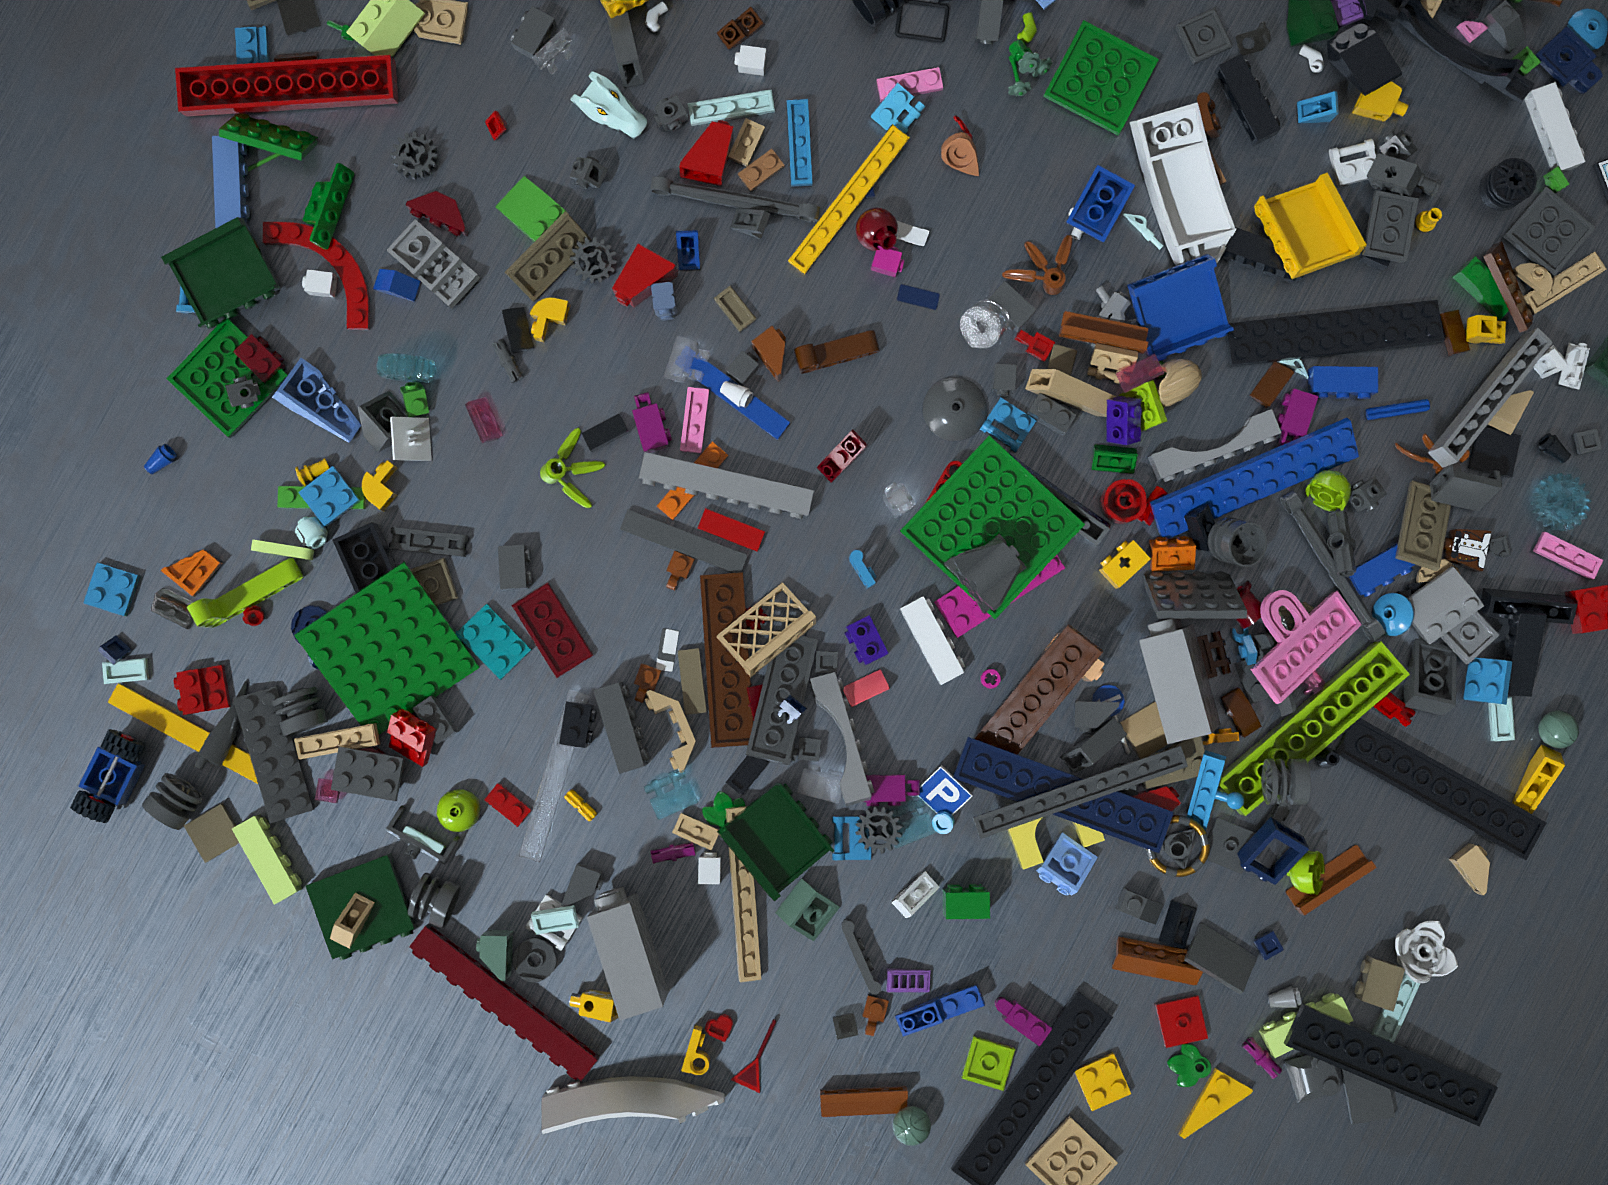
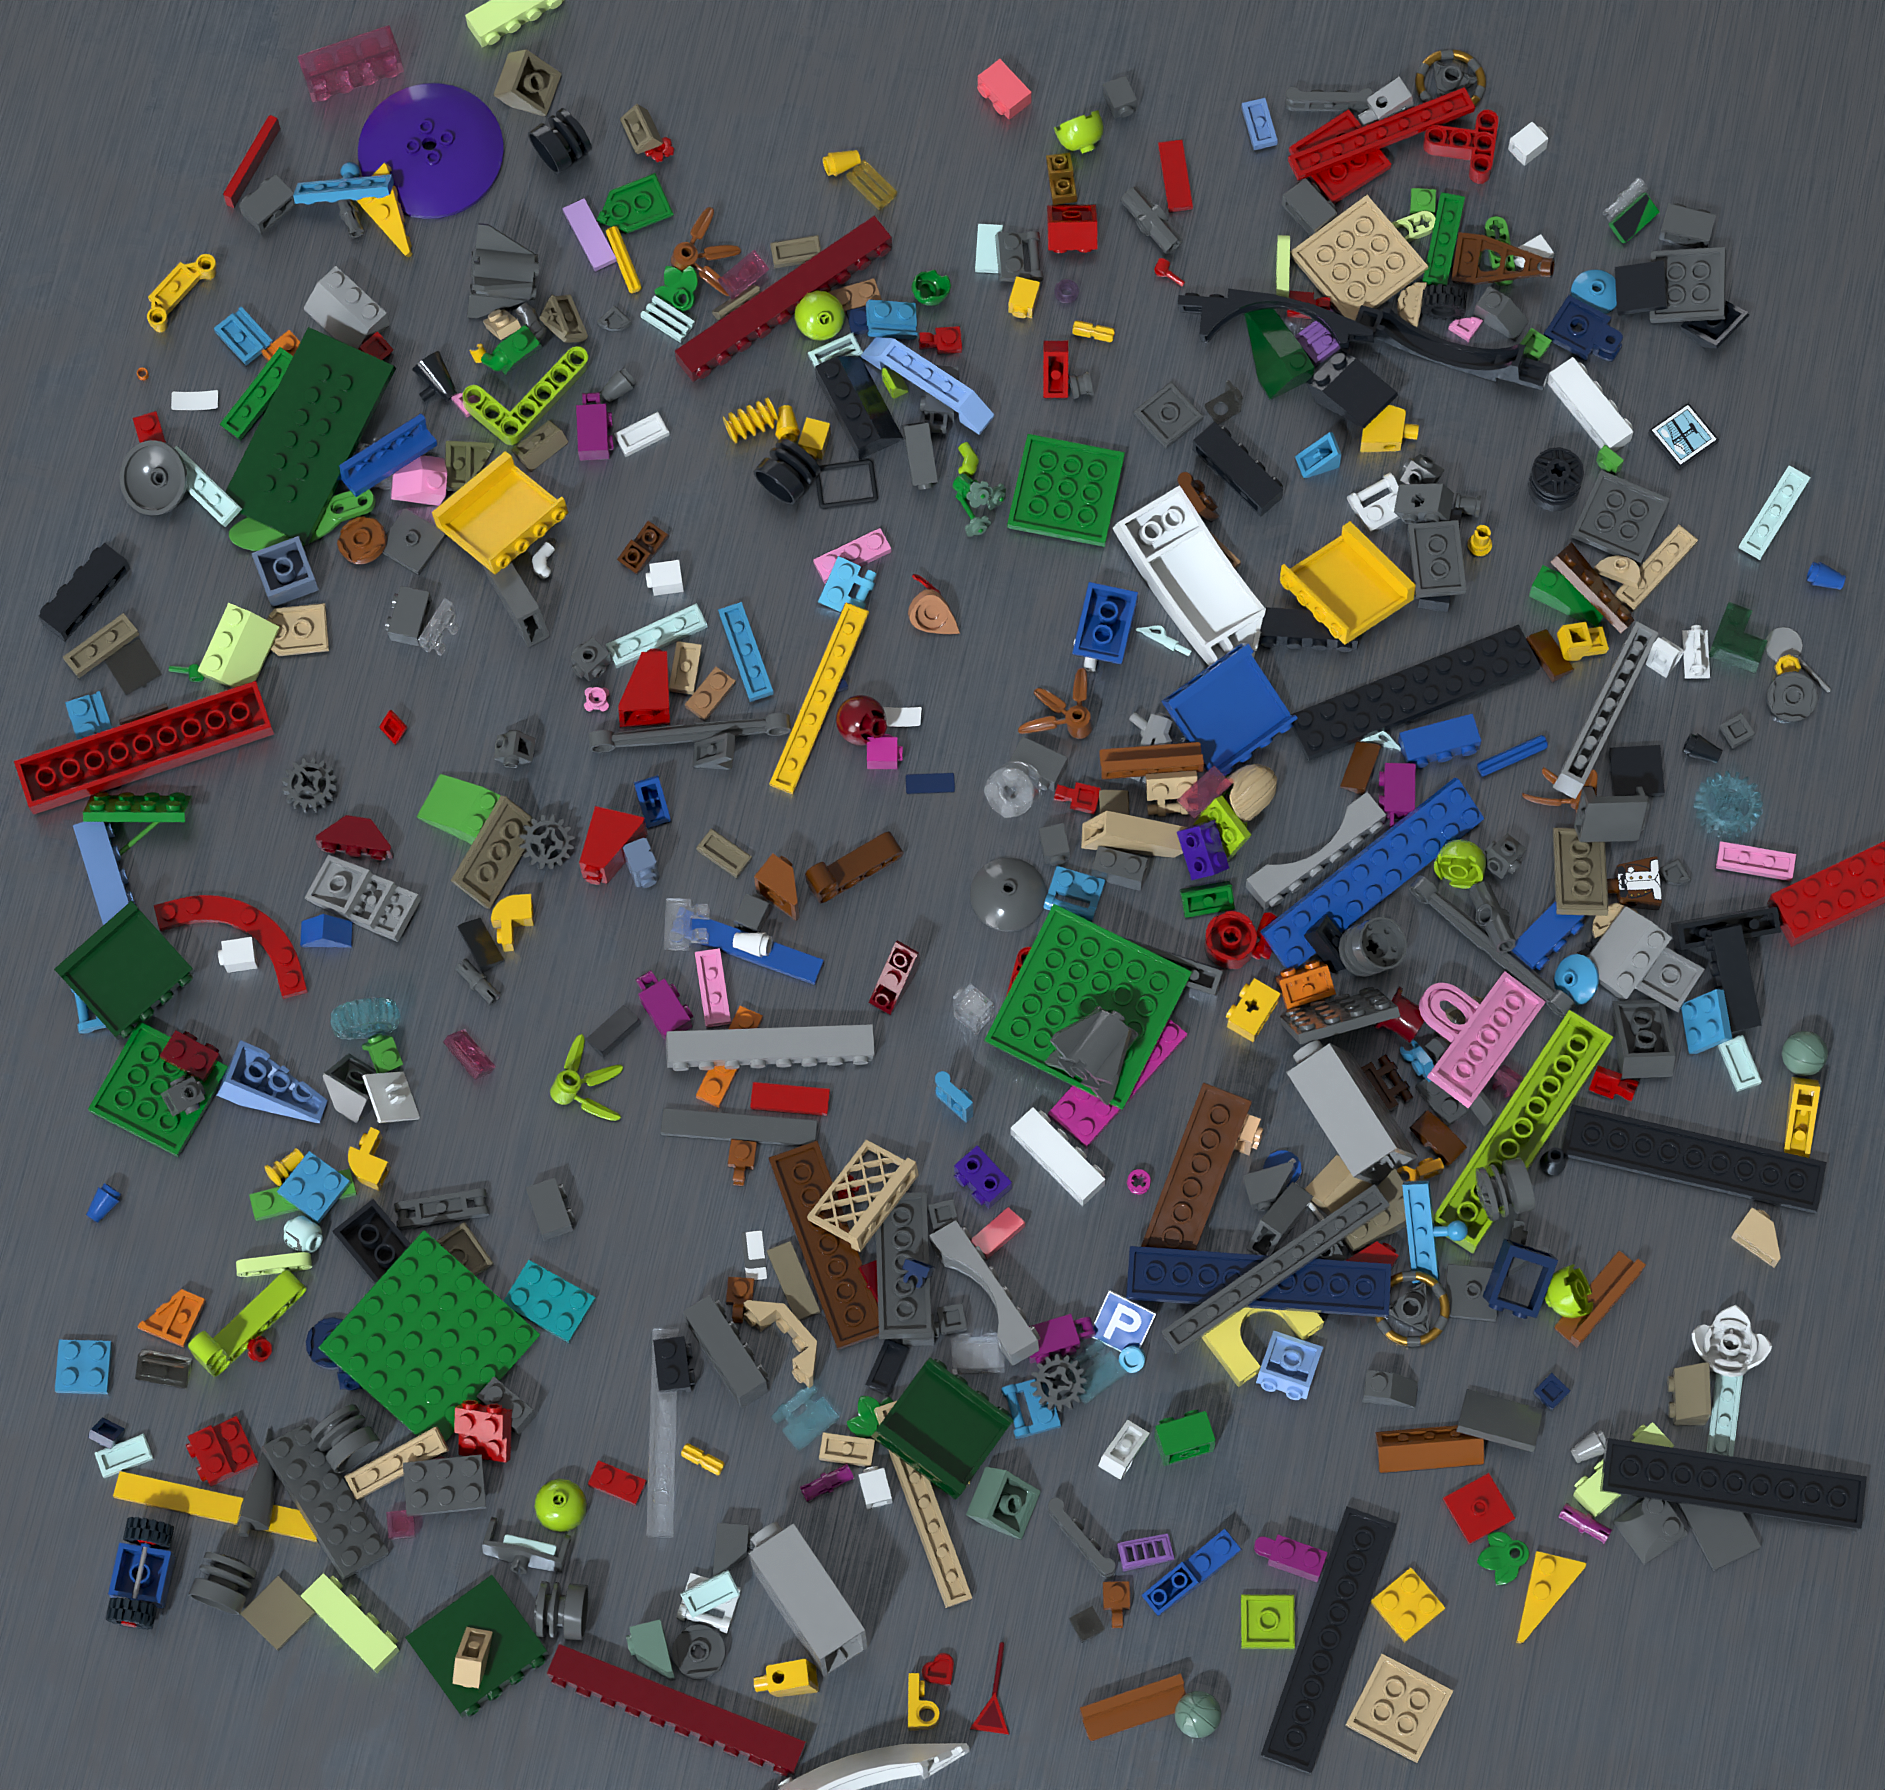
camera: 10 degrees left, 15 degrees down
(326, 205) = (223, 866): green bracket -> none
(552, 630) = (614, 1269): dark red tile -> none
(609, 106) = (515, 670): light aqua animal -> none
(666, 142) = (596, 692): none -> bright pink plate
(1177, 924) = (1440, 1399): black slope -> none
(1314, 57) = (1299, 404): white arm -> none
(1511, 412) = (1637, 721): tan slope -> none

